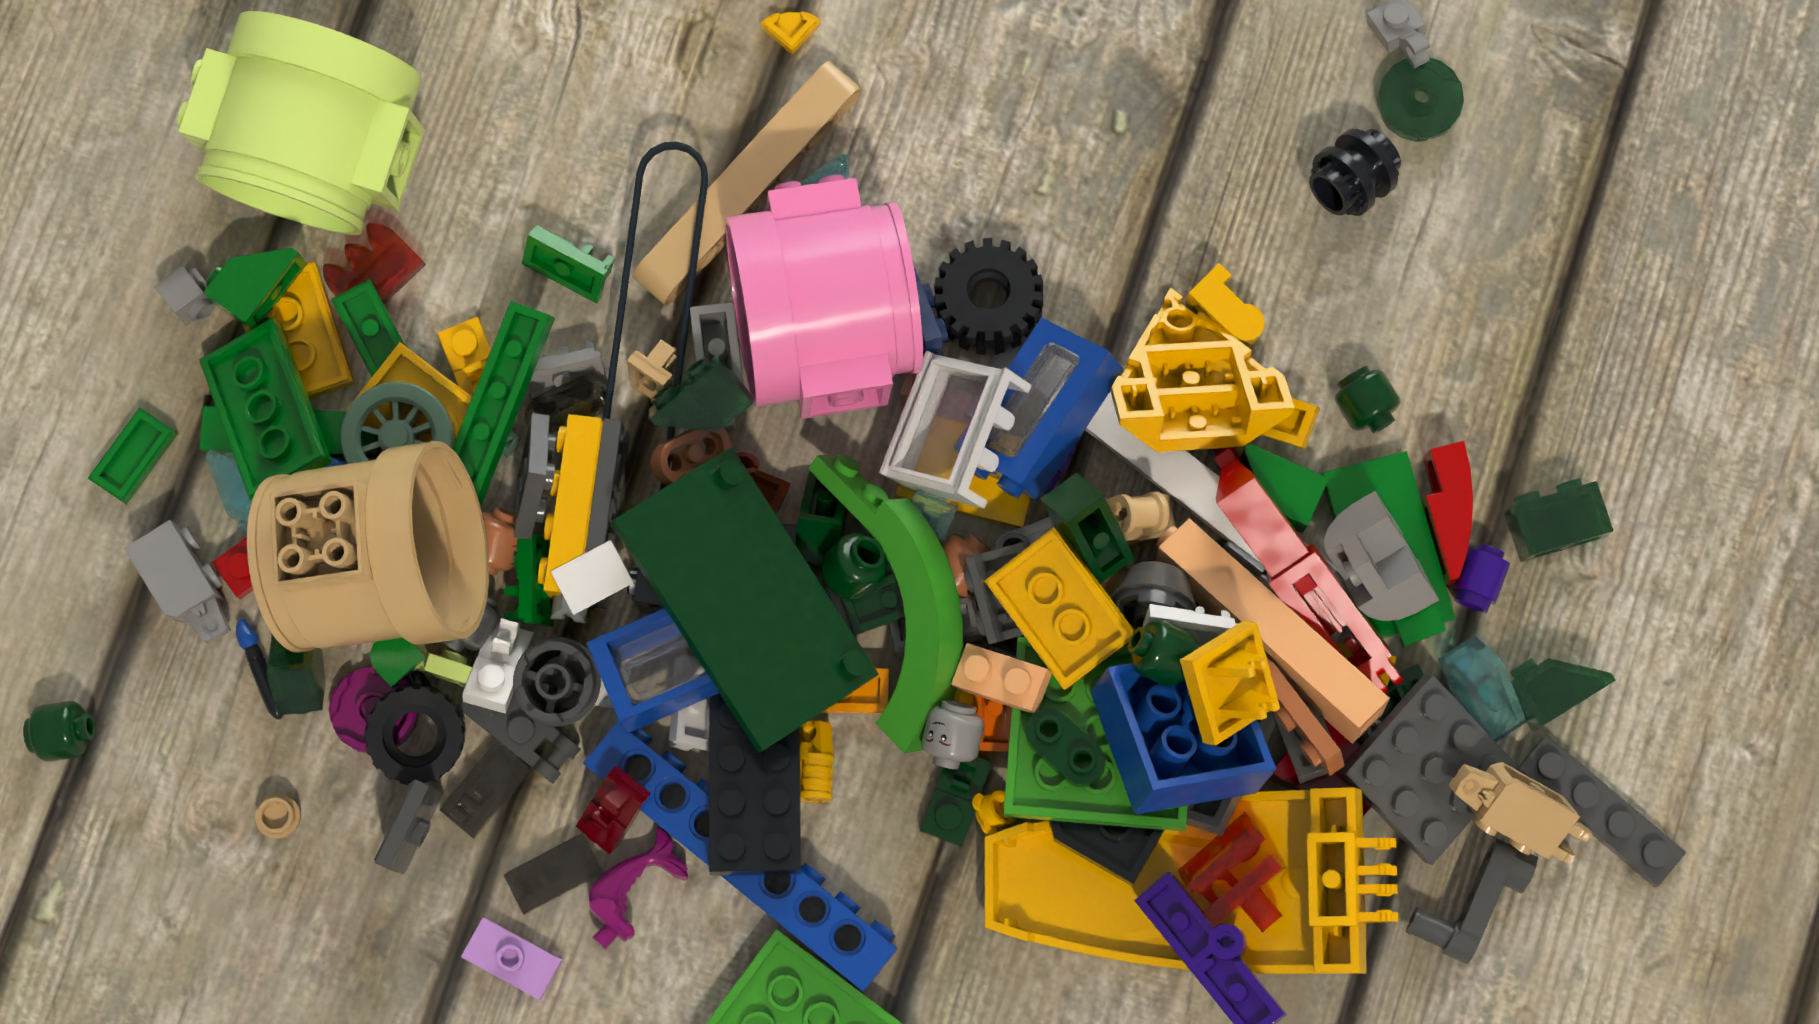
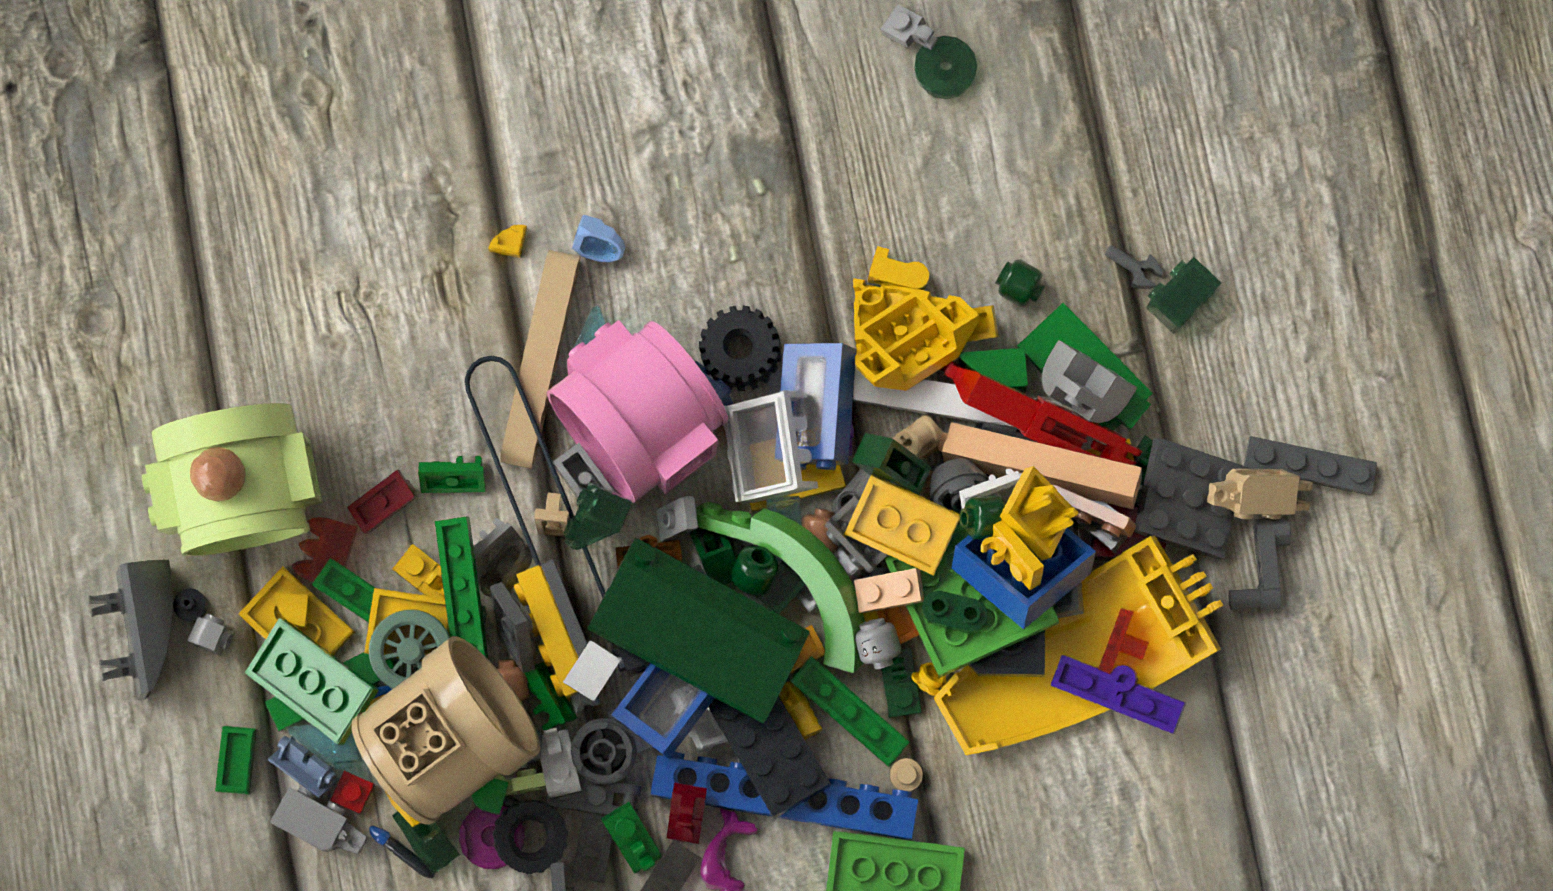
camera: 30 degrees left, 0 degrees up
(129, 226) = (147, 609): none -> dark grey piece
(184, 248) = (197, 607): none -> black tile
(201, 507) = (305, 770): none -> sand blue hinge
(253, 284) = (253, 603): green slope -> none
(276, 100) = (217, 474): none -> nougat piece
(297, 315) = (293, 607): none -> yellow tile
(469, 248) = (382, 502): none -> dark red plate
(533, 803) = (632, 838): none -> green plate
(687, 453) = (605, 558): nougat plate -> none
(799, 455) = (677, 518): none -> light grey plate
(876, 797) = (849, 711): none -> green tile
(892, 81) = (597, 241): none -> light blue rock
(901, 910) = (906, 774): none -> tan plate
(1177, 732) = (1009, 546): none -> yellow plate
(1212, 863) = (1087, 630): clear red plate -> none
(1355, 172) = (931, 139): black piece -> none
(1450, 506) = (1110, 323): red slope -> none
(1481, 578) = (1154, 358): dark purple brick -> none
(1483, 687) = (1194, 427): clear light blue slope -> none
(1519, 457) = (1135, 267): none -> dark grey bar
(1554, 688) = (1238, 404): clear green slope -> none

